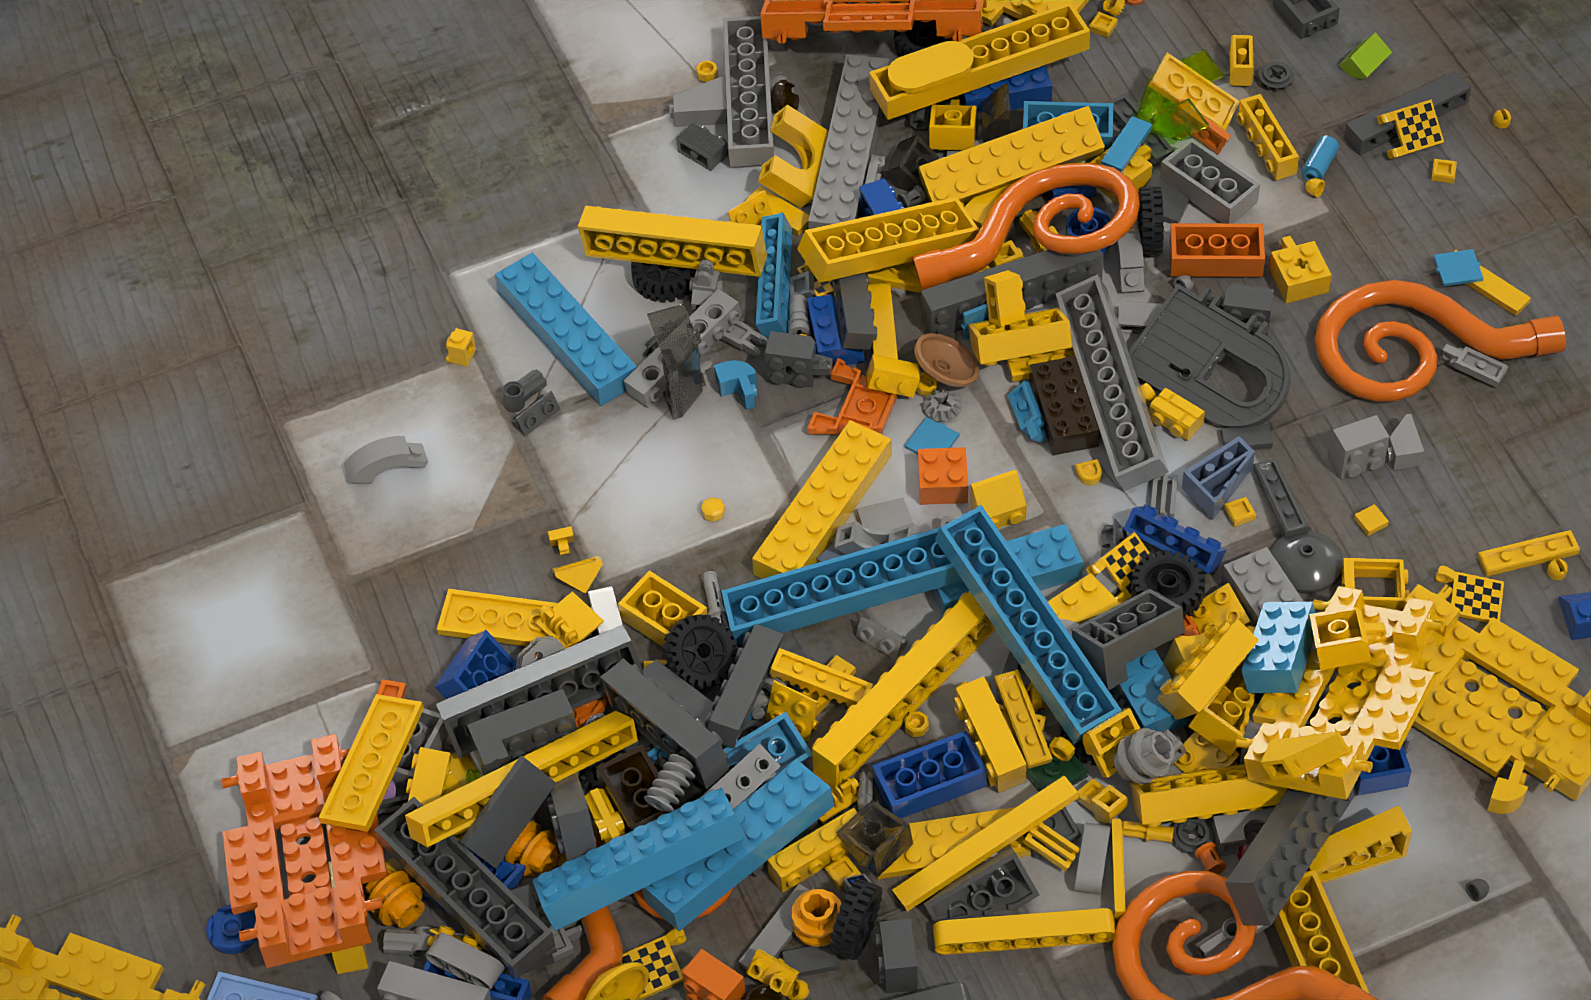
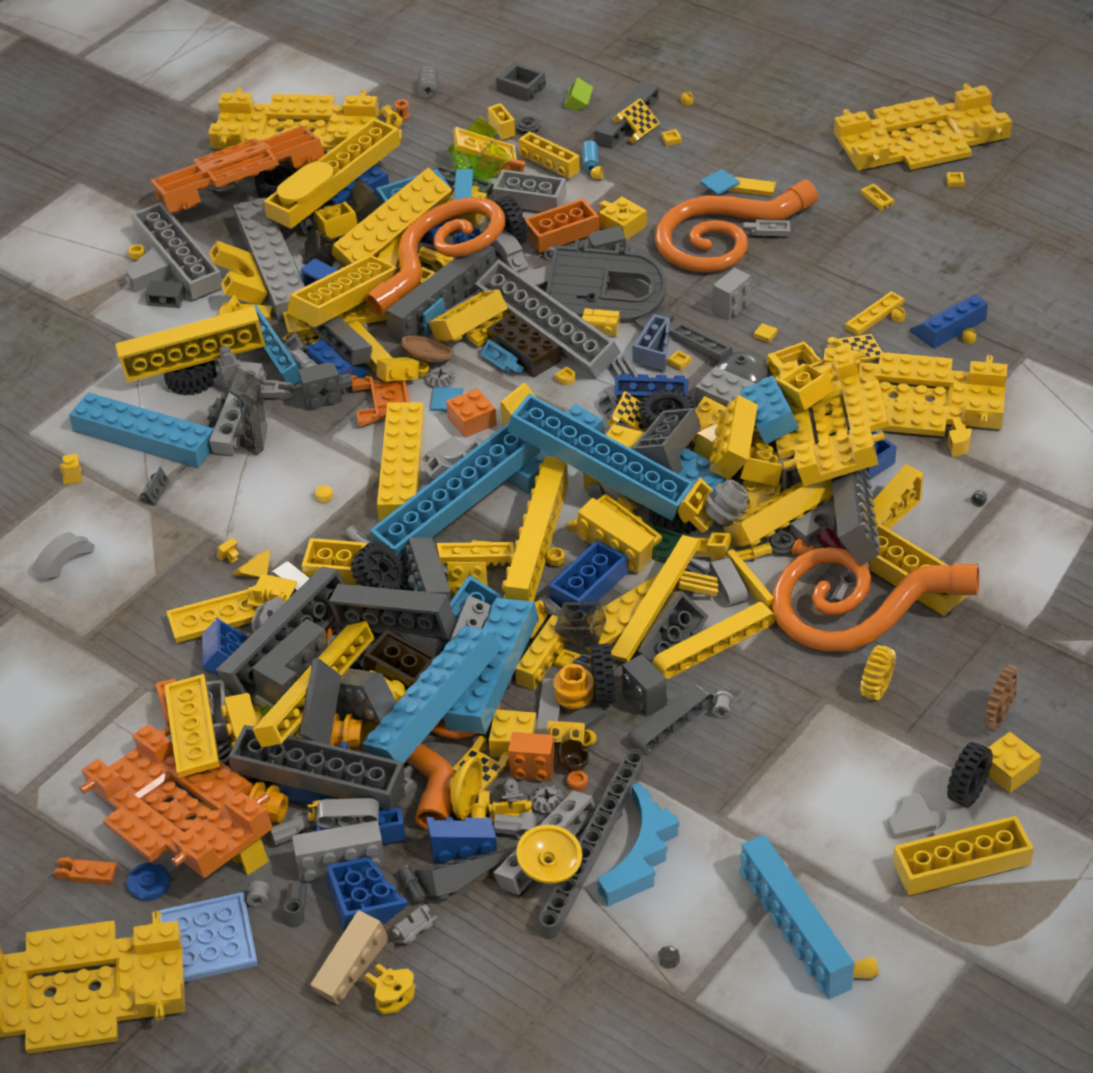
camera: 30 degrees left, 10 degrees down
(180, 883) = (86, 871): none -> orange hinge
(517, 392) = (134, 478): dark grey piece -> none
(669, 783) = (425, 639): light grey piece -> none
(718, 936) = (504, 724): none -> yellow brick
(737, 377) = (288, 412): dark azure brick -> none
(782, 95) = (200, 239): dark brown hair -> none
(878, 637) = (495, 518): light grey hinge -> none
(1004, 298) = (447, 292): yellow brick -> none
(1062, 748) = (665, 527): yellow tile -> none
(1298, 755) = (837, 445): yellow slope -> none
(1405, 445) = (762, 285): light grey slope -> none

